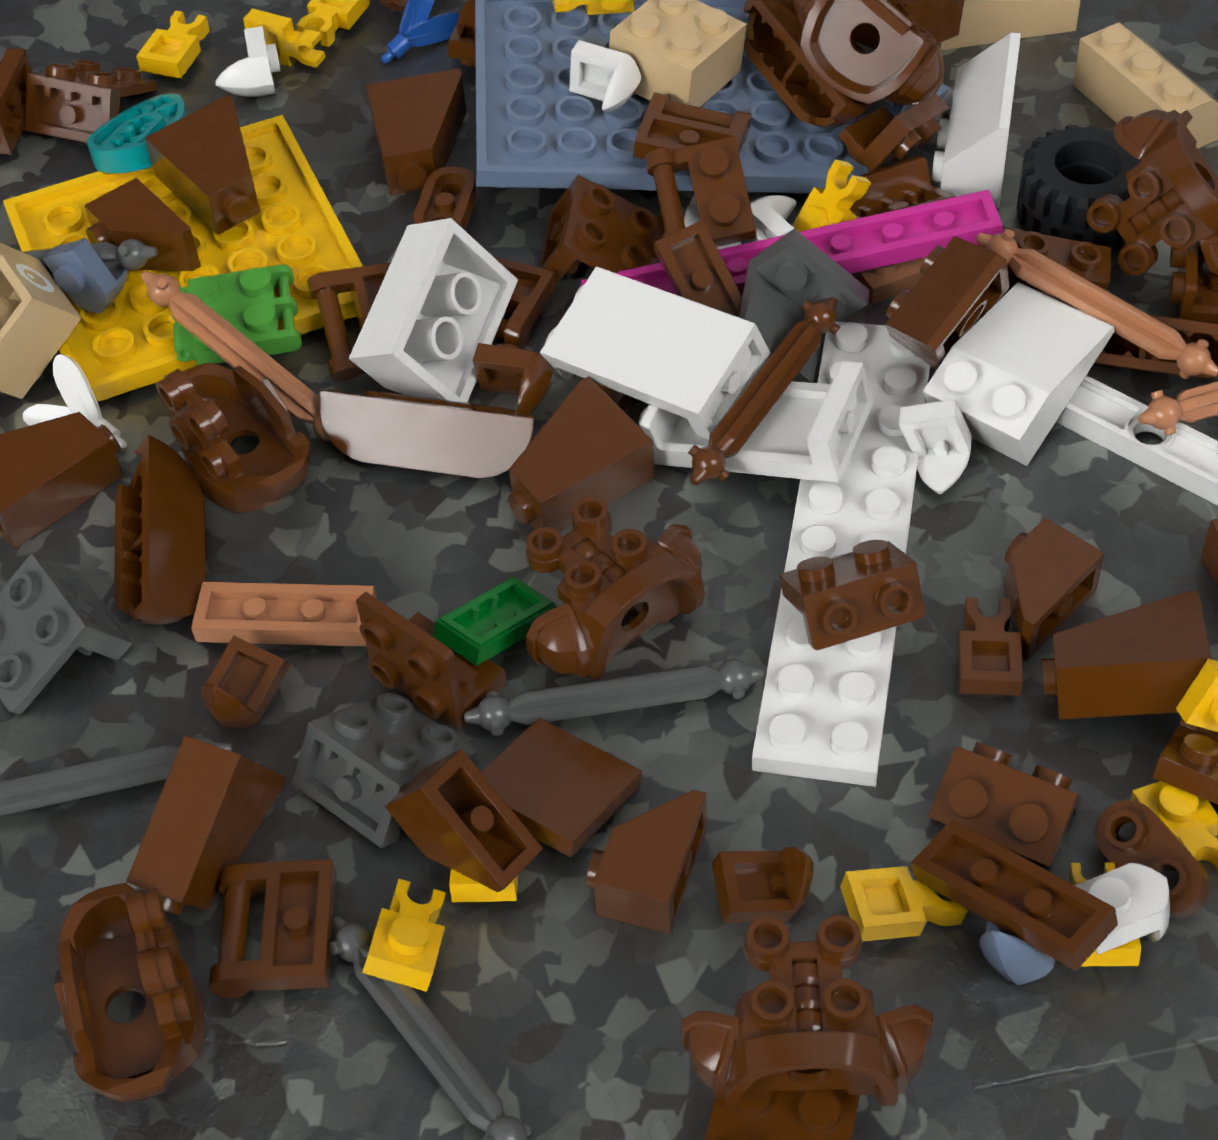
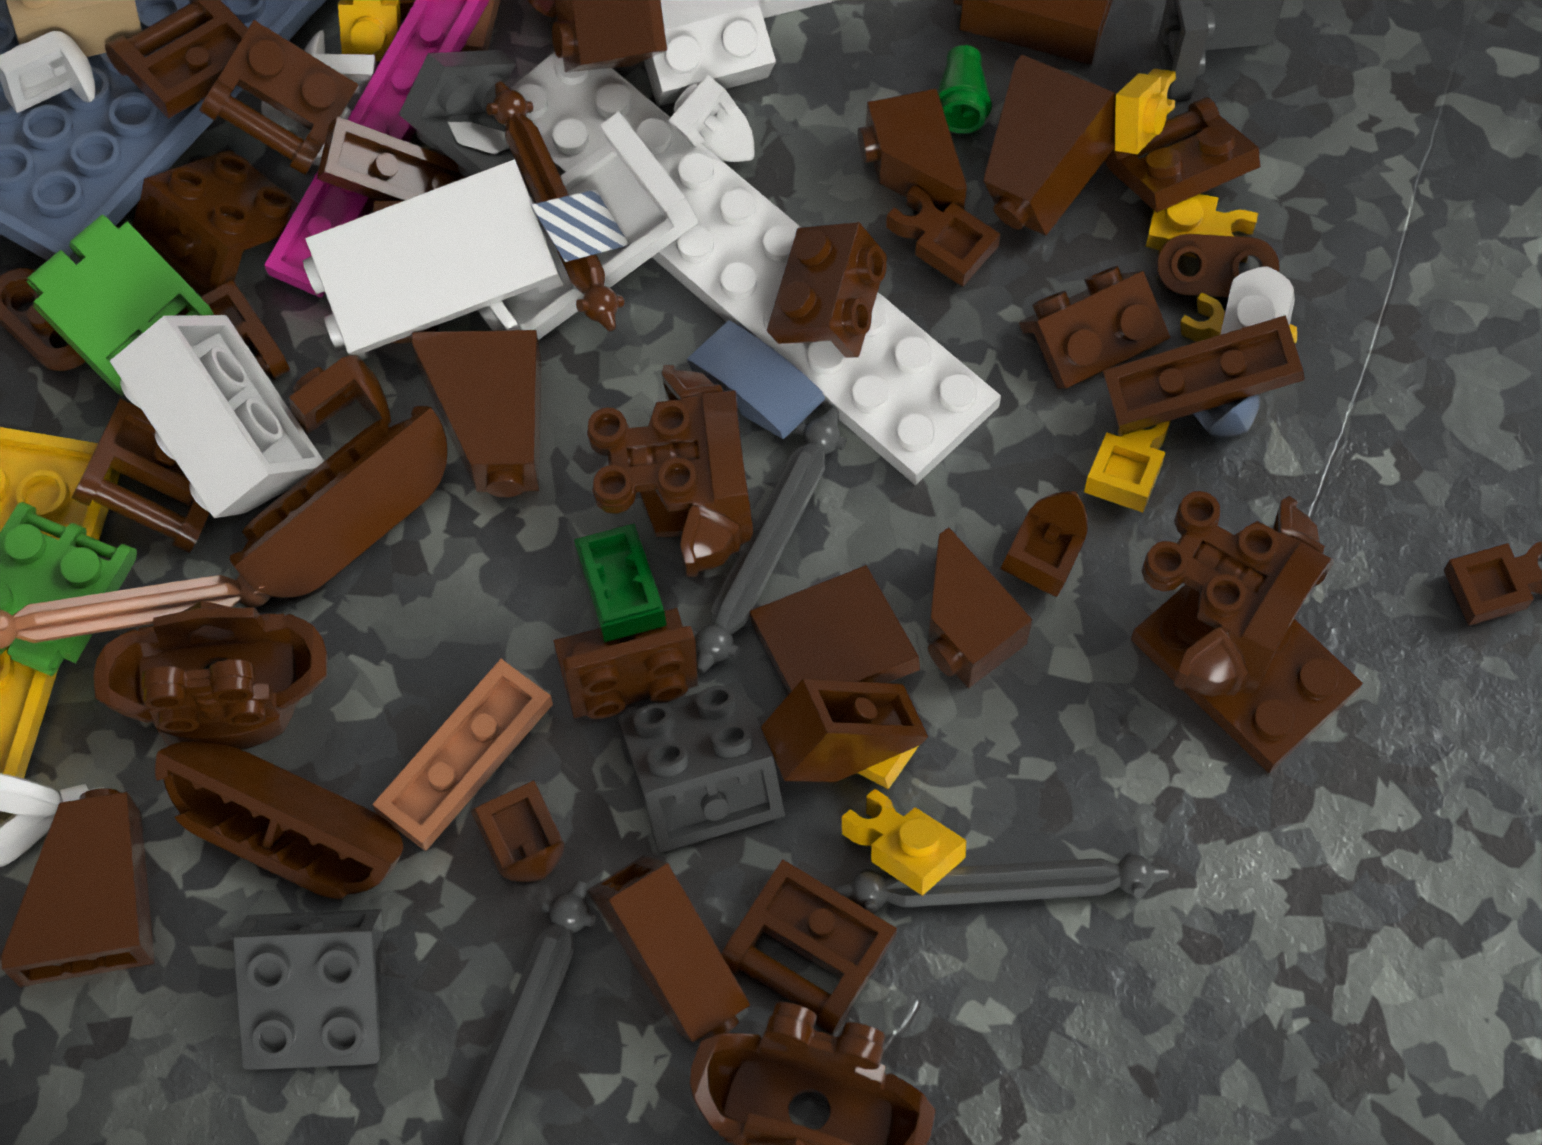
camera: 60 degrees left, 15 degrees up
(482, 203) = (109, 294): none -> bright green plate
(744, 606) = (765, 382): none -> sand blue slope
(754, 406) = (580, 225): none -> sticker
(780, 316) = (479, 137): none -> white sticker
(1135, 582) = (964, 90): none -> green cone

